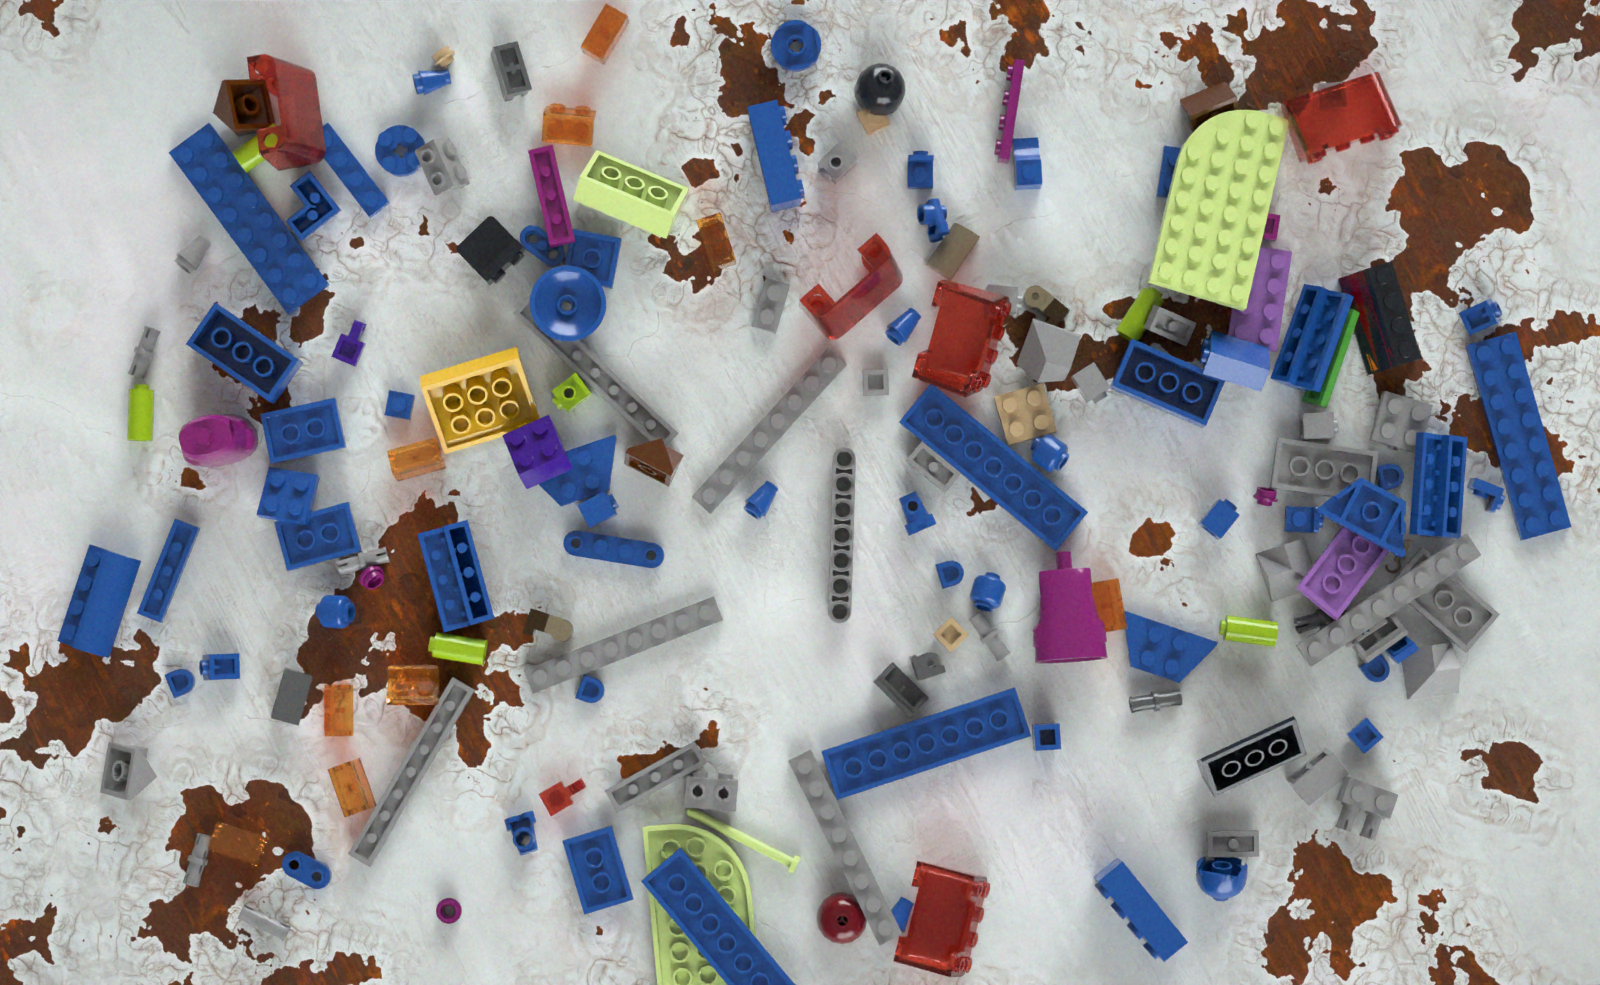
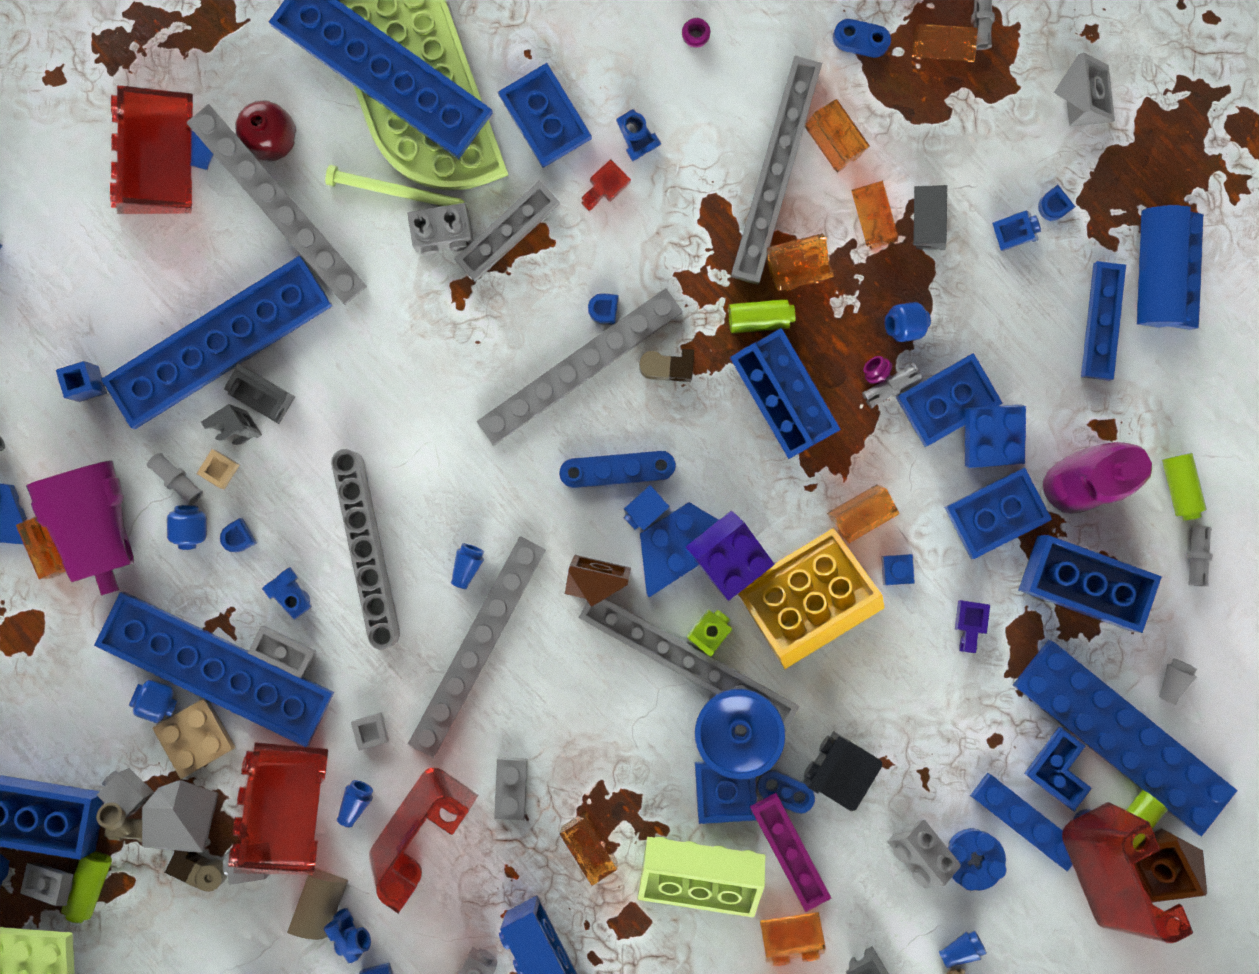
camera: 165 degrees right, 0 degrees up
(1093, 358) = (117, 826): none -> dark tan bar

